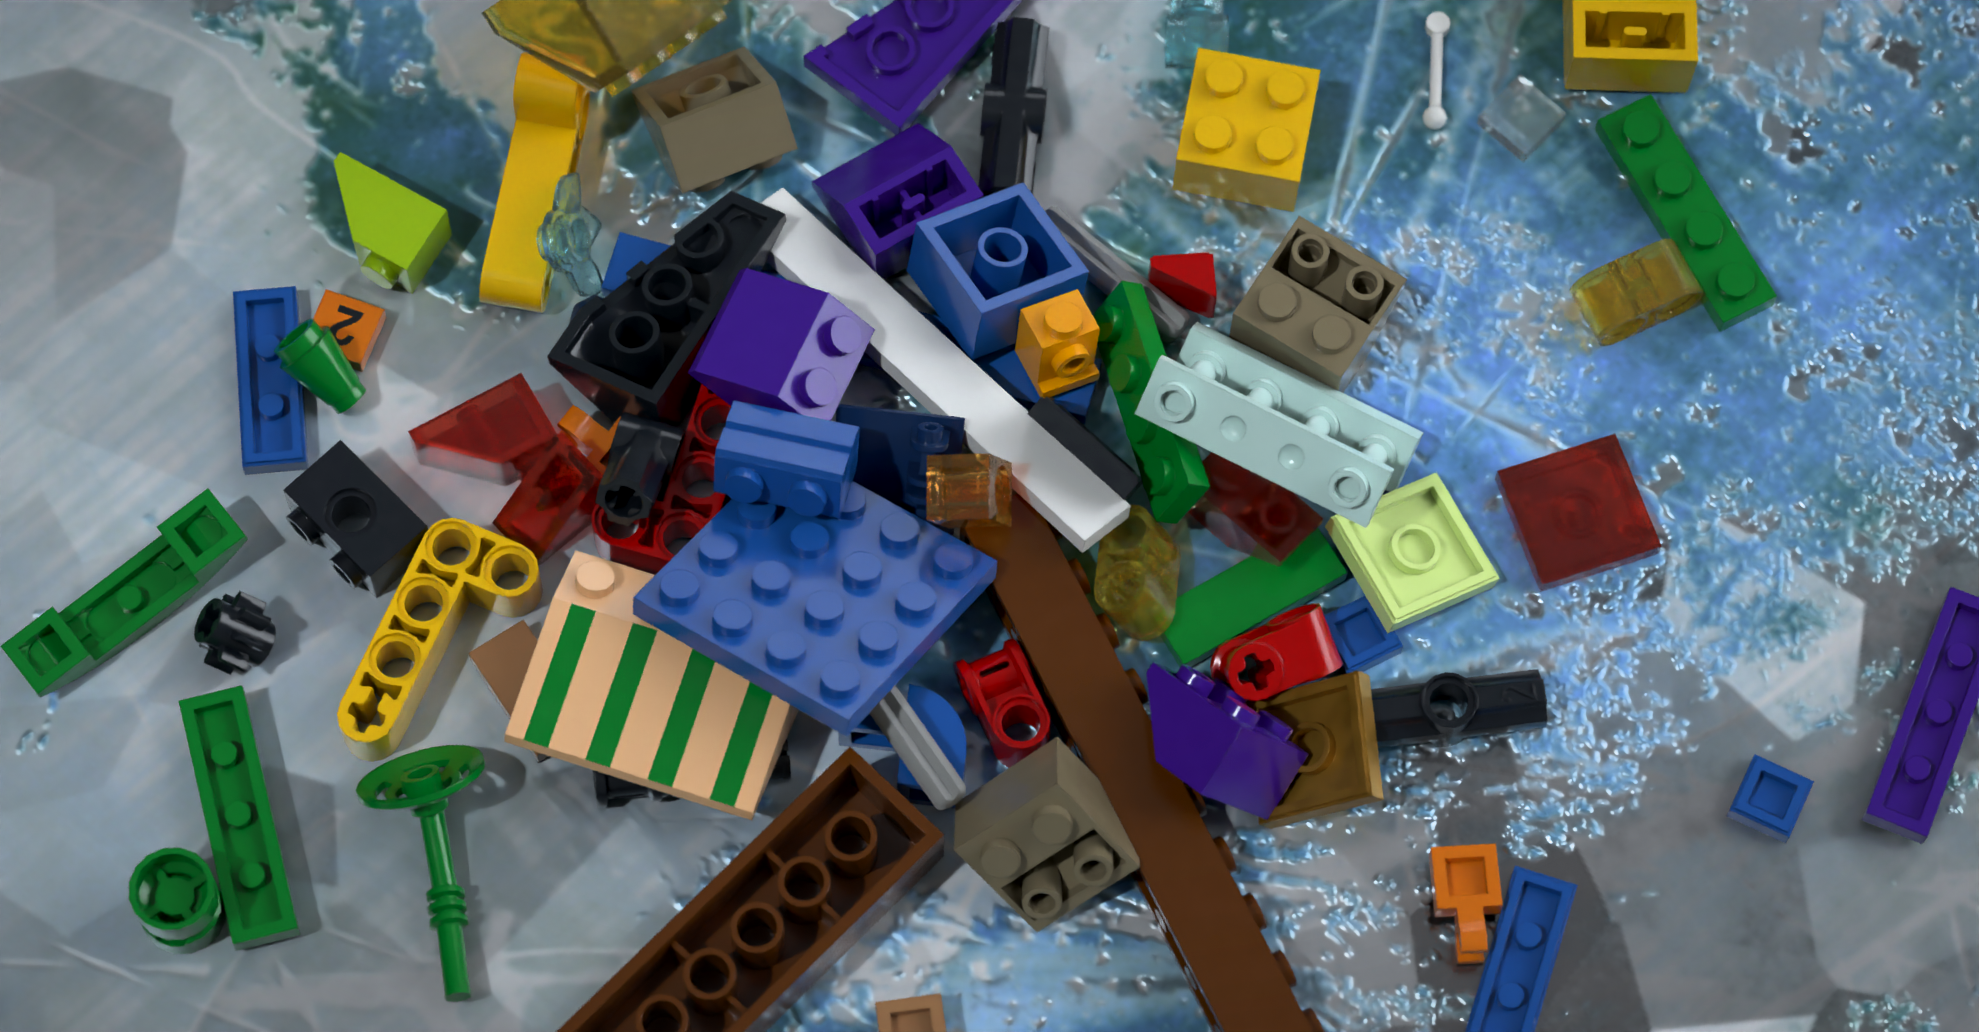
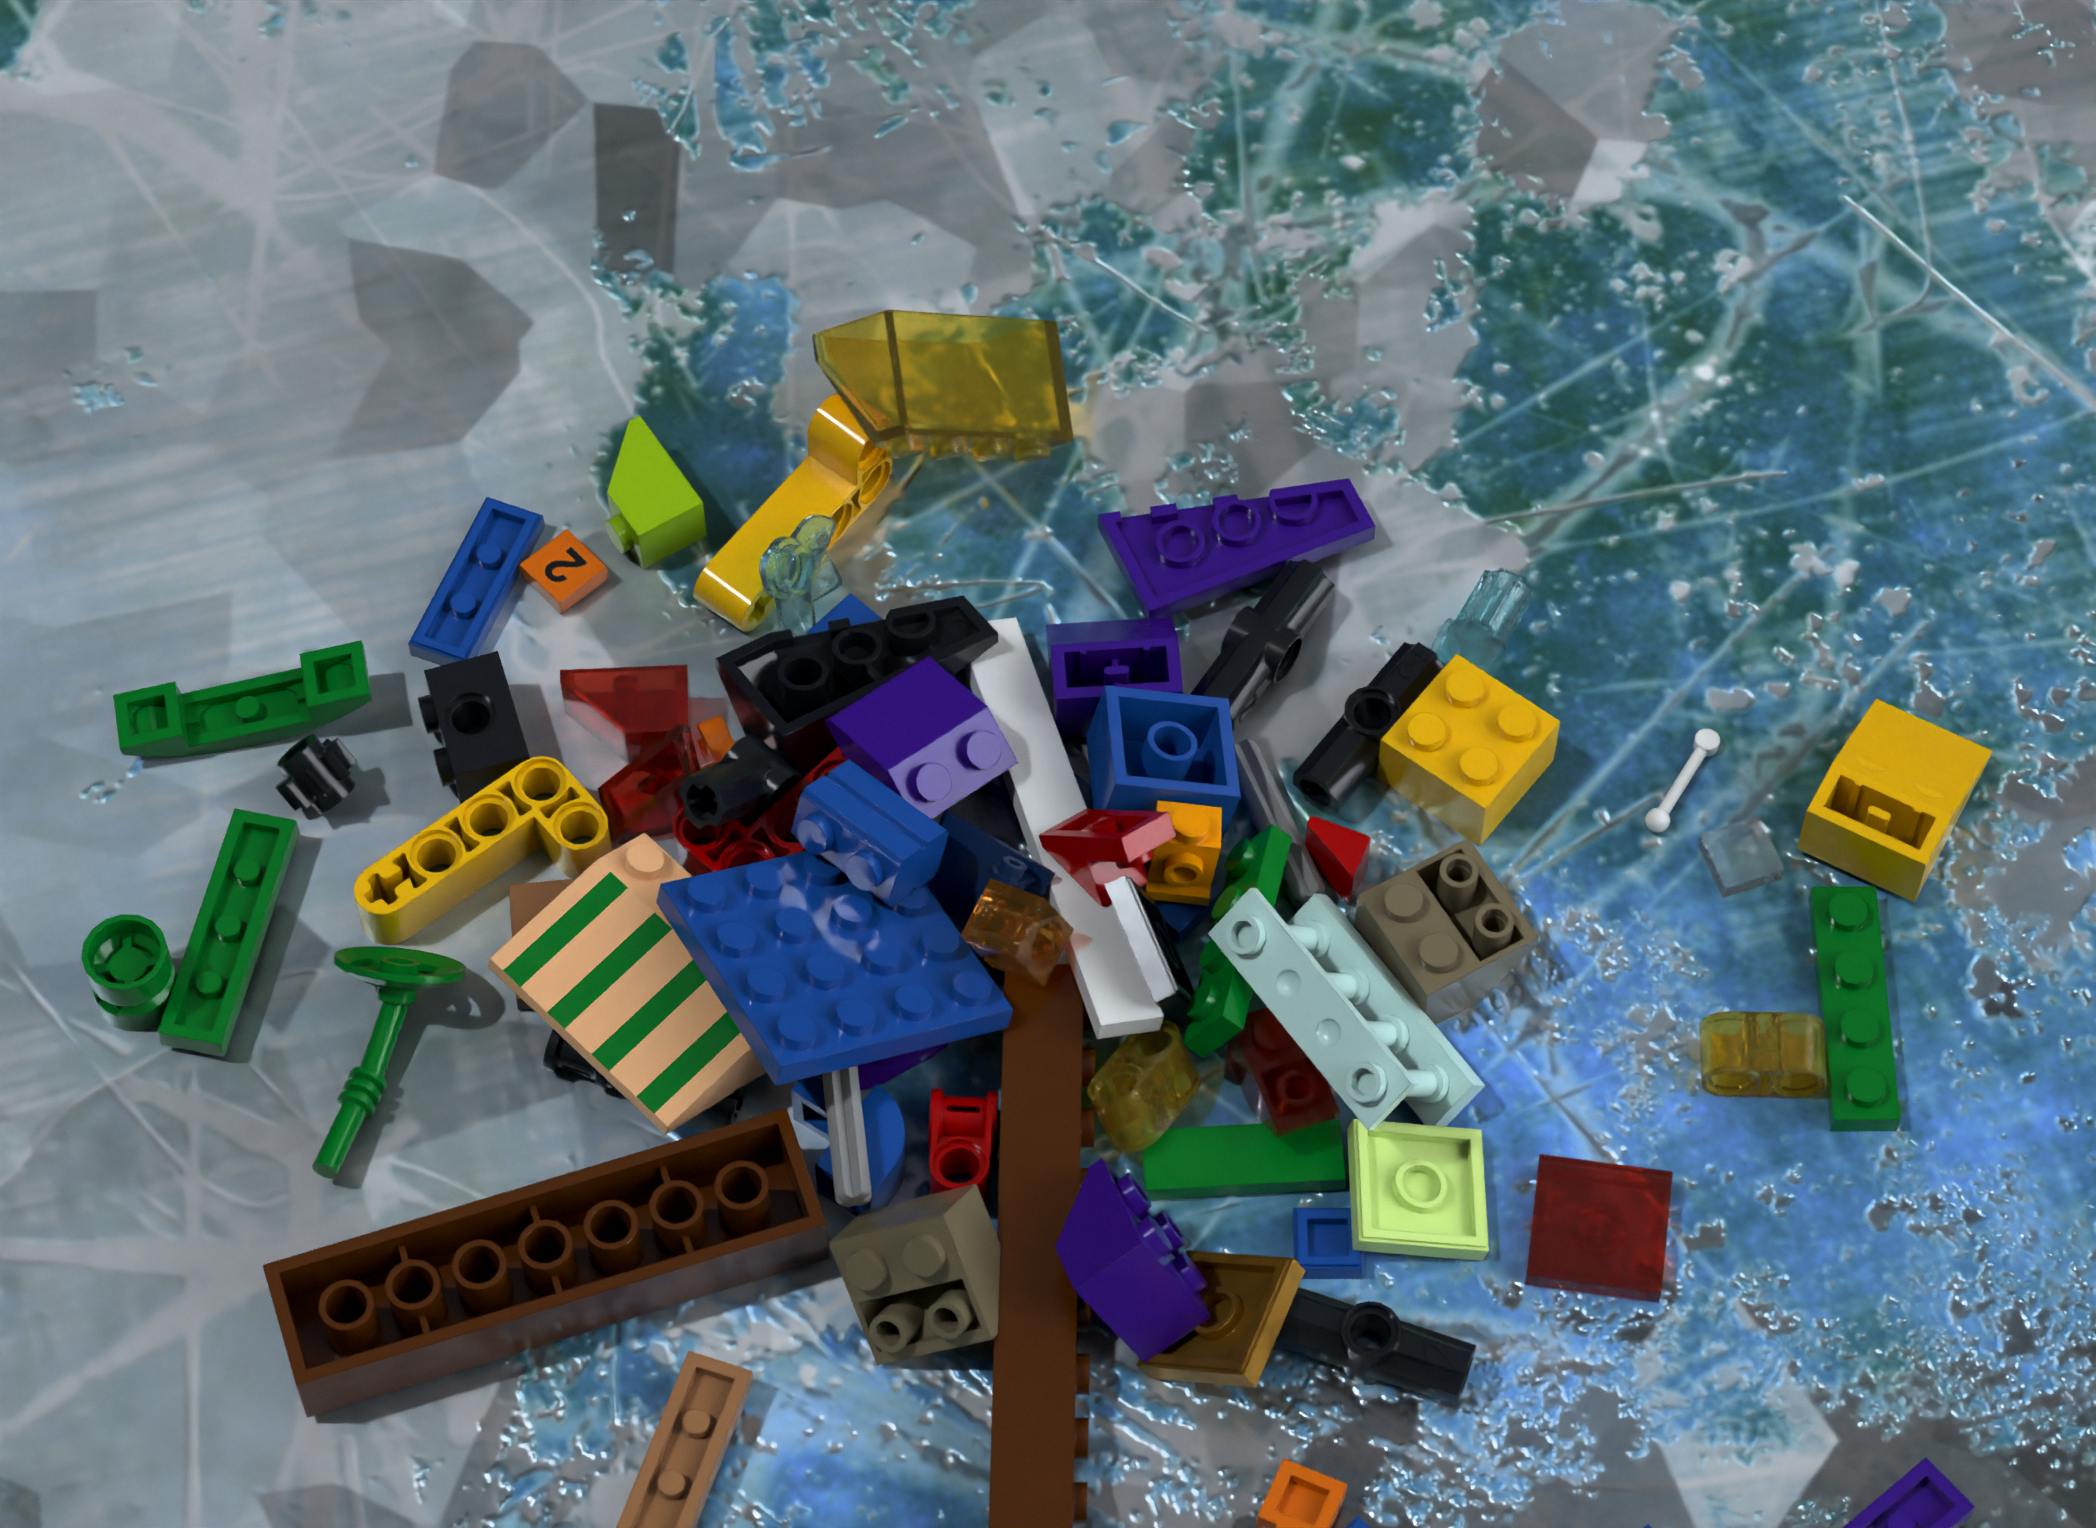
camera: 30 degrees right, 10 degrees down
(319, 364) = (521, 587): green cone -> none
(715, 120) = (987, 537): dark tan slope -> none
(1000, 372) = (1107, 845): none -> red slope
(1146, 177) = (1352, 752): none -> black piece
(1286, 653) = (1248, 1219): red piece -> none

